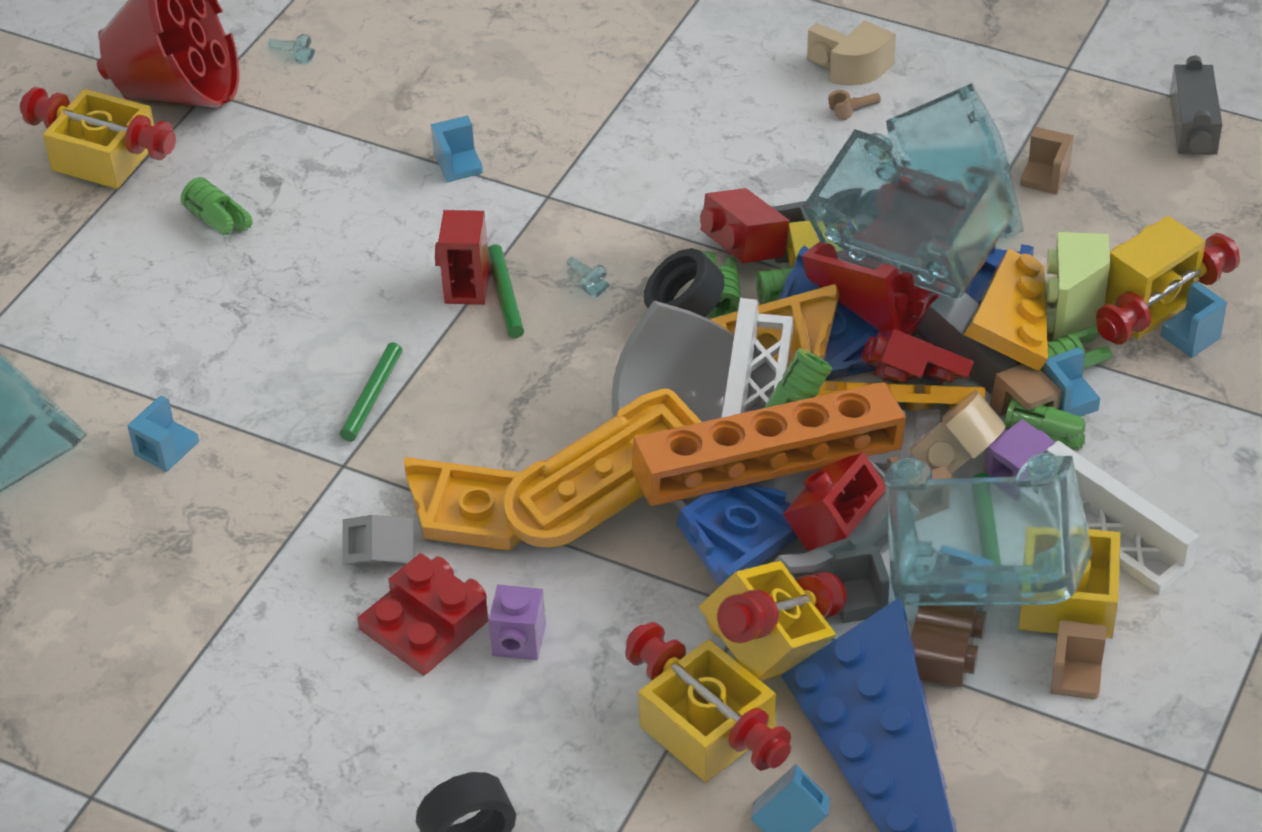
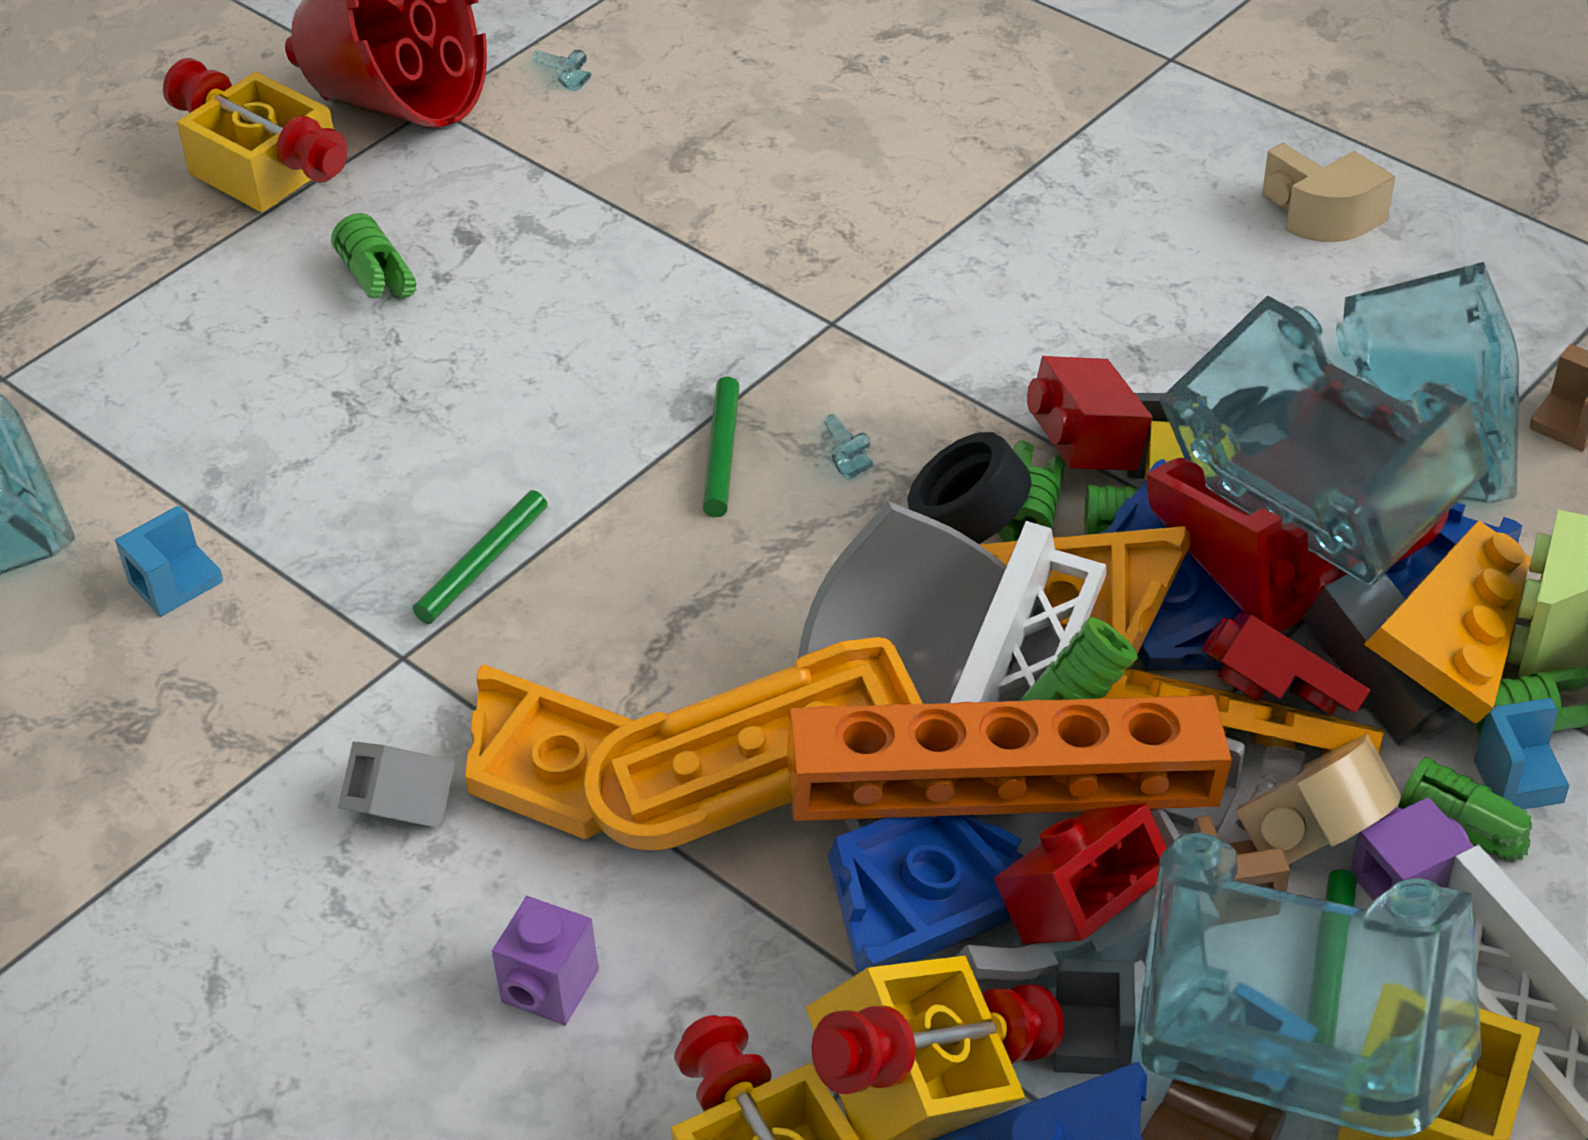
camera: 15 degrees right, 0 degrees up
(425, 613) = (422, 913): red plate -> none
(455, 148) = (724, 234): dark azure panel -> none
(463, 257) = (669, 386): red brick -> none
(844, 104) = (1293, 265): medium nougat hand -> none
(1026, 386) = (1451, 746): medium nougat panel -> none

